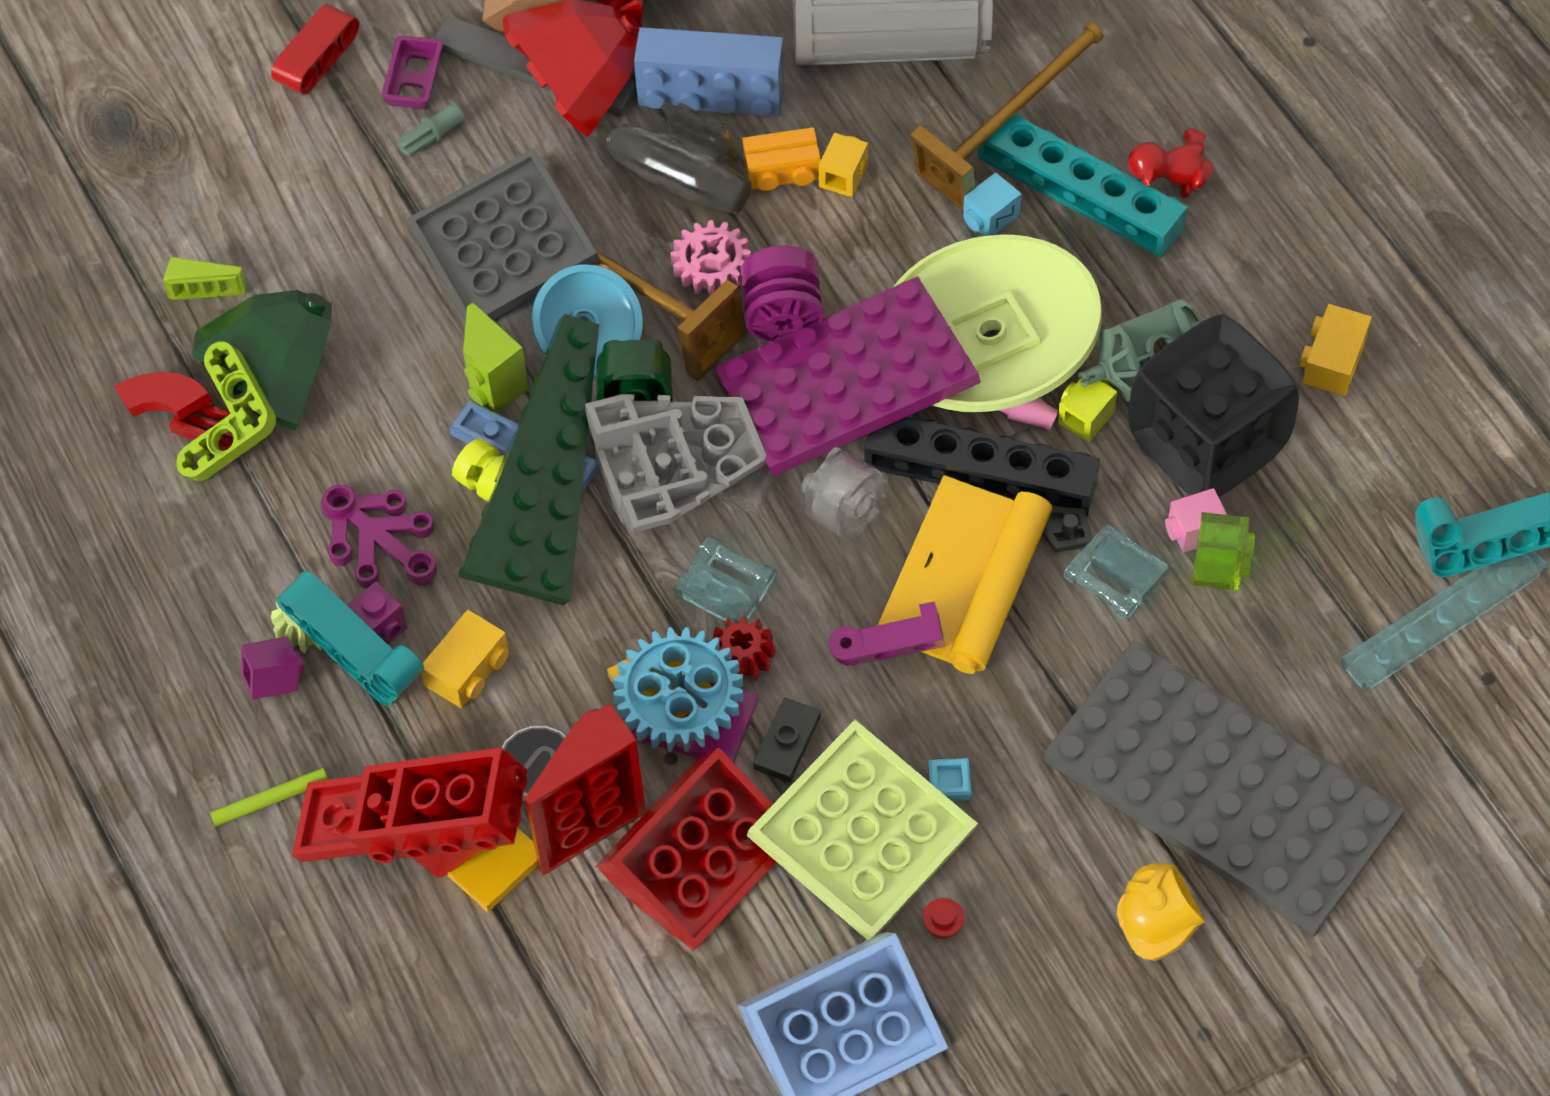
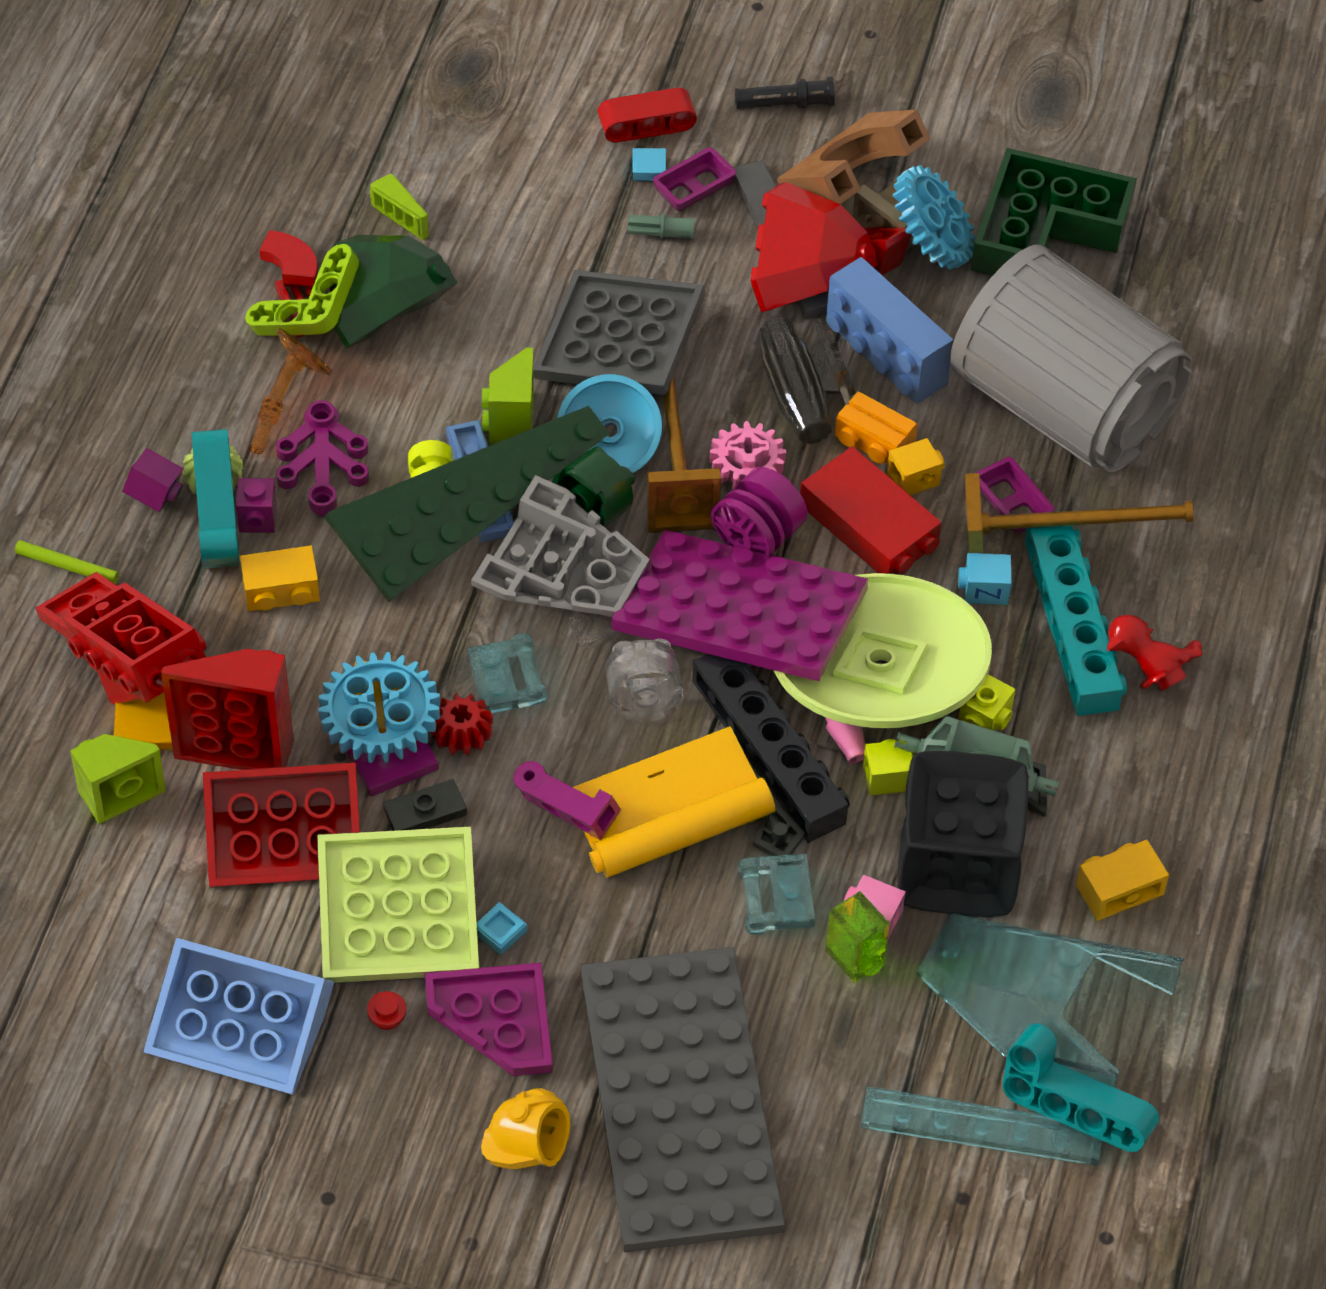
camera: 40 degrees right, 5 degrees down
(270, 472) = (271, 407): none -> clear orange dish
(359, 88) = (648, 163): none -> medium azure tile
(529, 927) = (117, 774): none -> lime slope
(855, 225) = (870, 513): none -> red brick
(936, 117) = (1025, 490): none -> magenta piece
(1027, 845) = (496, 1013): none -> magenta plate
(1114, 299) = (990, 705): none -> neon yellow brick
(1365, 480) = (1020, 975): none -> clear light blue windscreen

